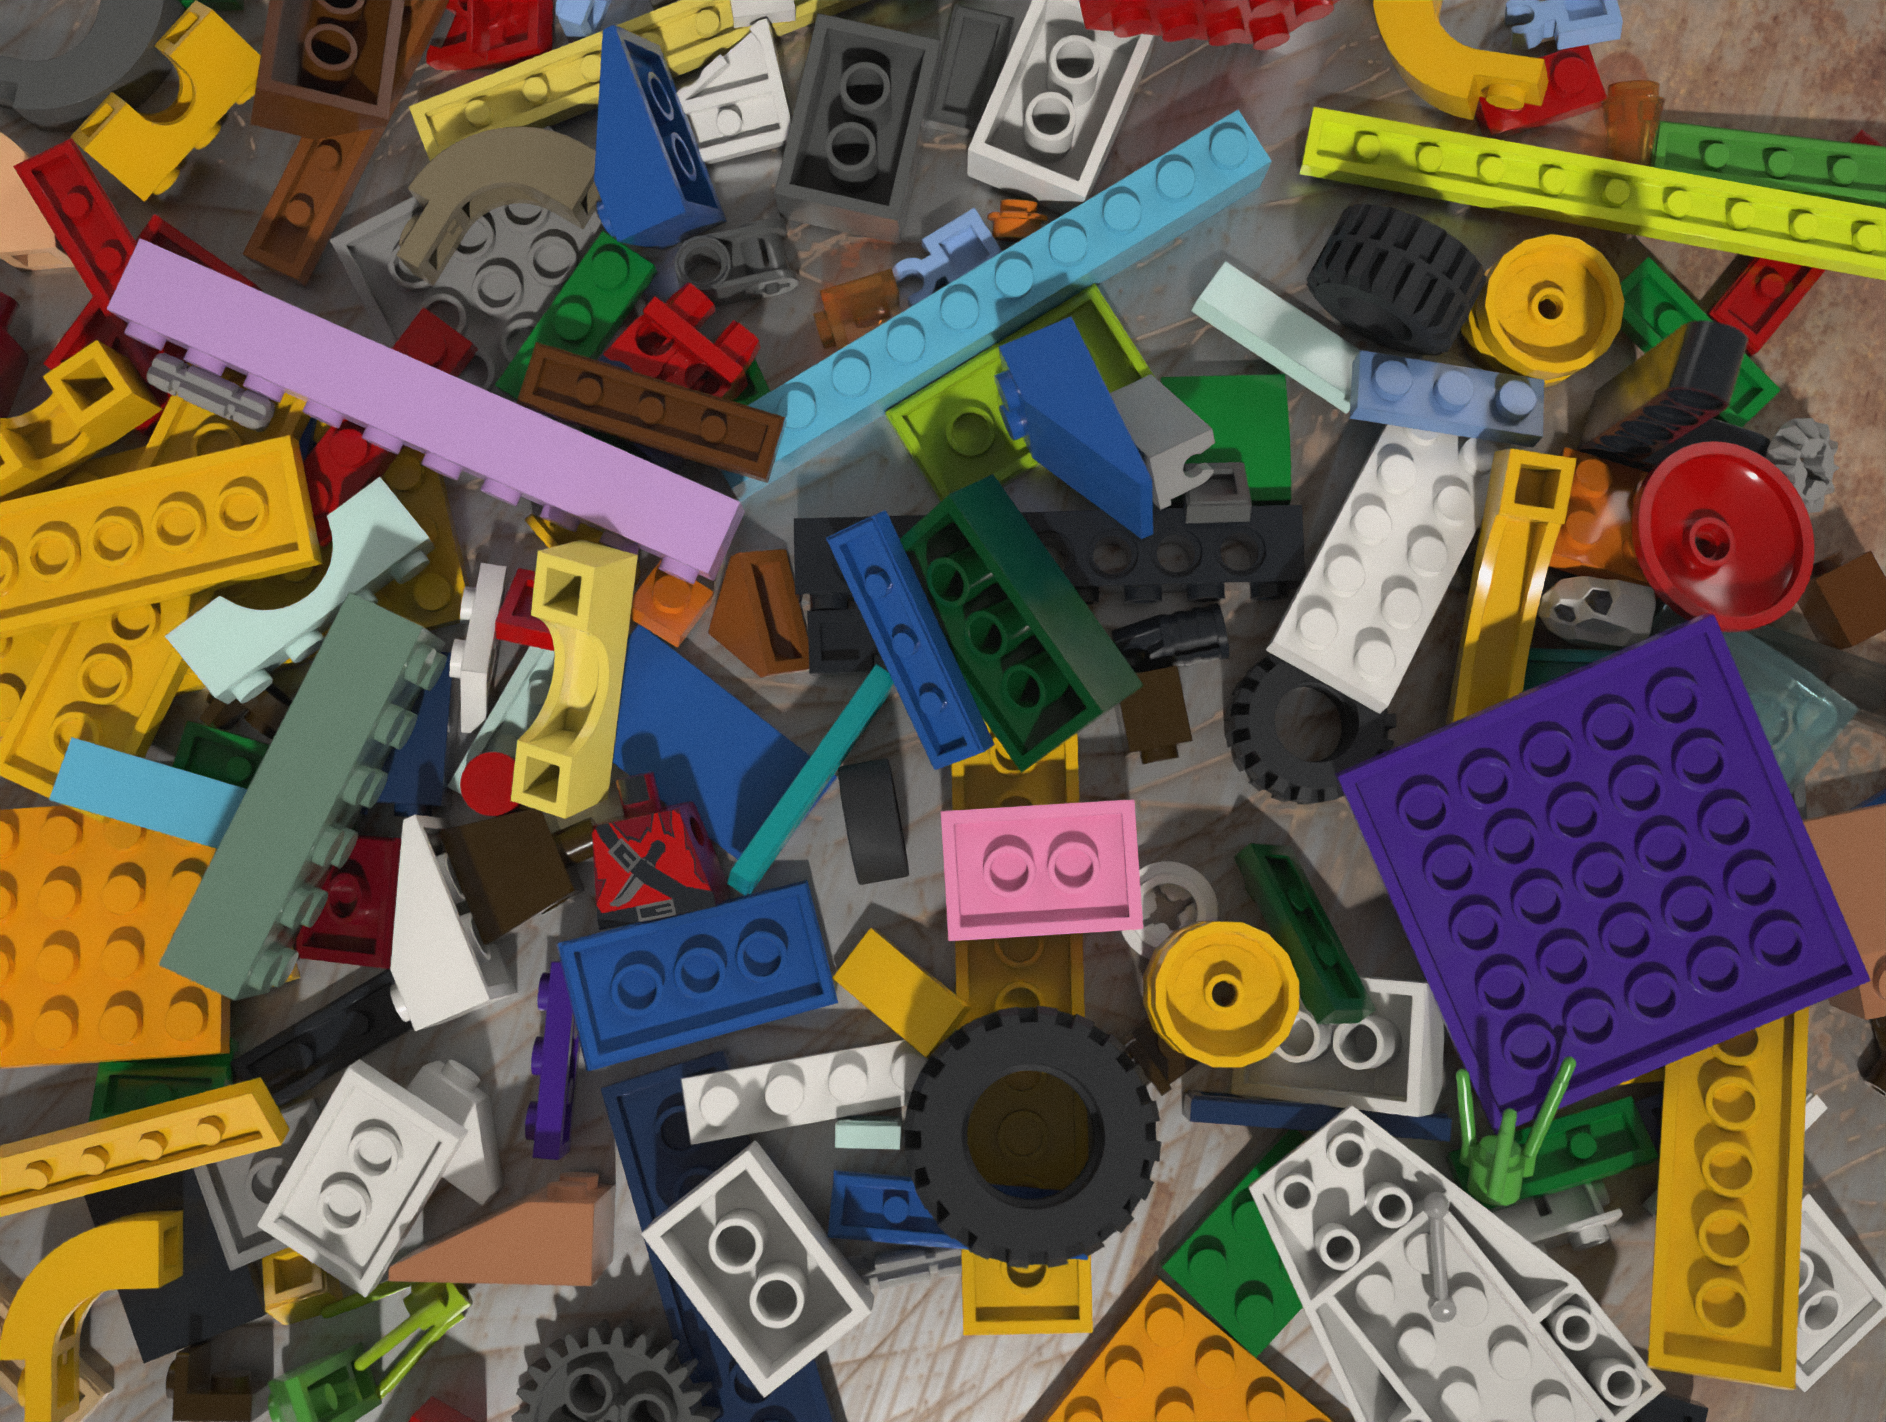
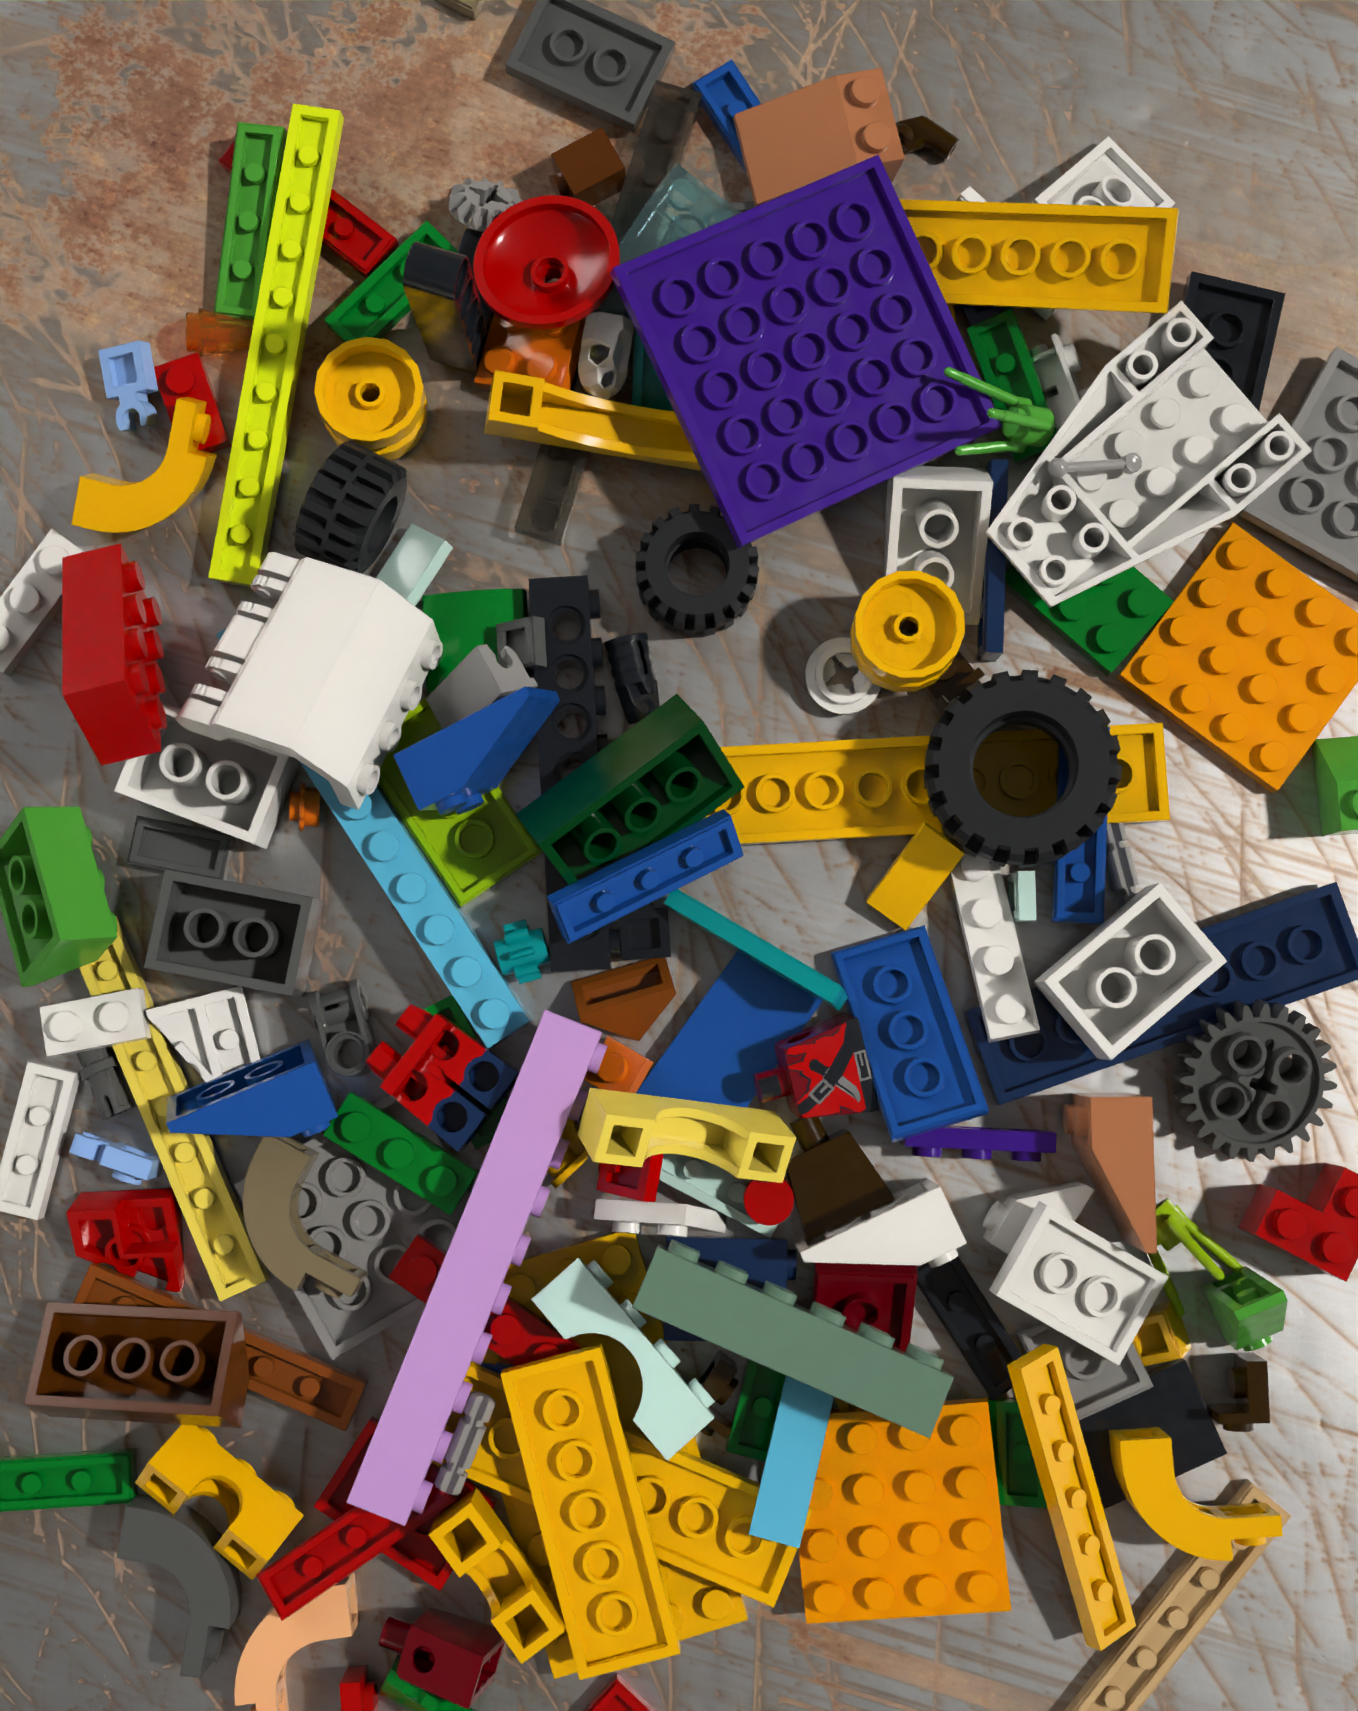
camera: 95 degrees left, 0 degrees up
(652, 412) = (474, 1084): reddish brown tile -> none
(823, 484) = (522, 951): none -> teal gear
(860, 301) = (373, 925): clear orange bracket -> none
(873, 821) = (786, 900): black tyre -> none
(950, 254) = (334, 855): light blue plate -> none
(1041, 870) = (818, 770): bright pink plate -> none
(1154, 717) = (698, 685): dark brown brick -> none
(1181, 231) = (318, 672): none -> white hinge
(1302, 928) = (857, 570): dark green plate -> none
(1387, 559) = (544, 502): white plate -> none
(1447, 399) = (442, 470): medium blue plate -> none

